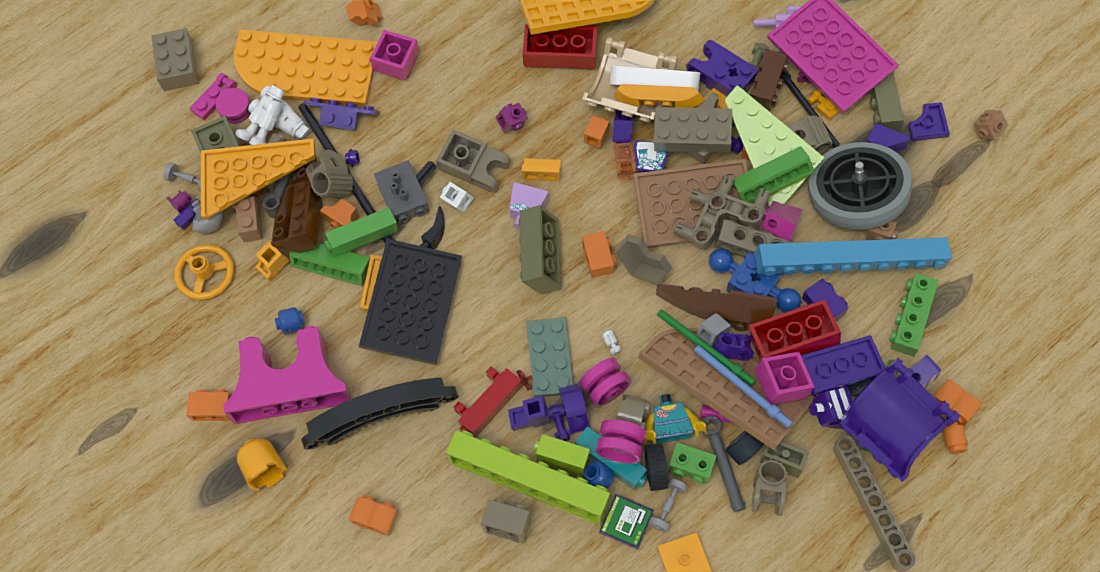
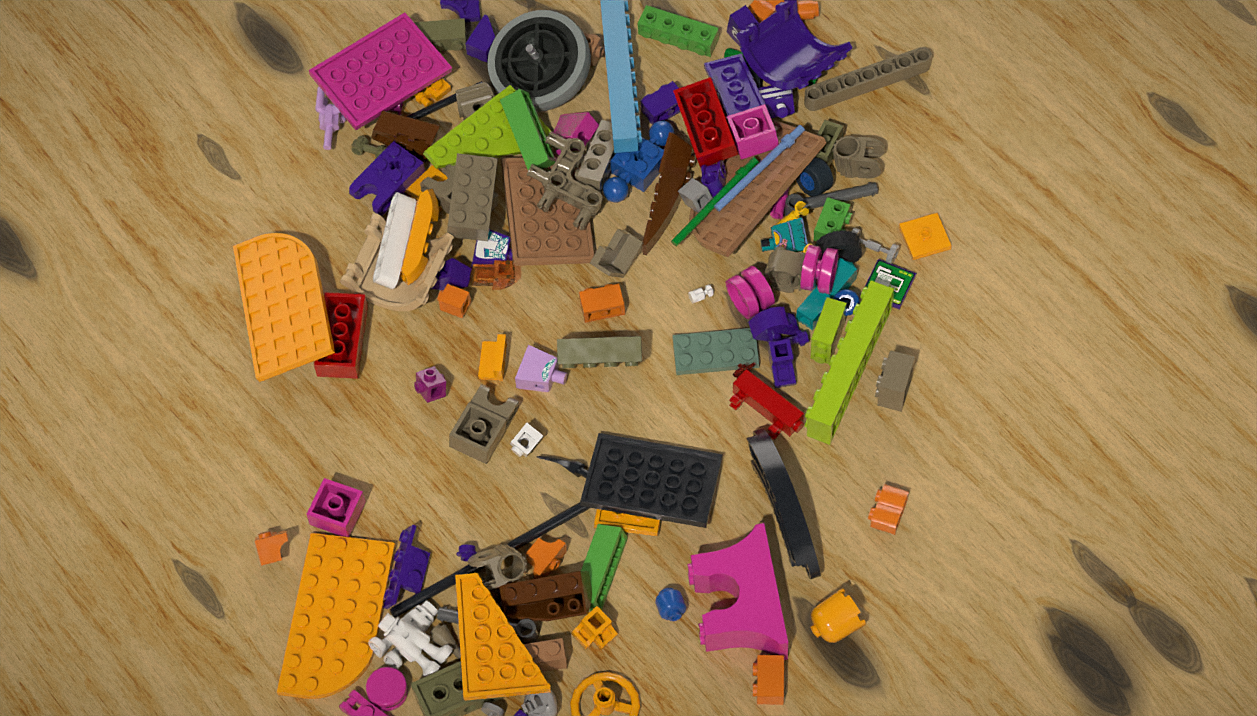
camera: 90 degrees left, 5 degrees down
(360, 232) = (570, 528): bright green brick -> none
(403, 189) = (515, 495): dark grey piece -> none

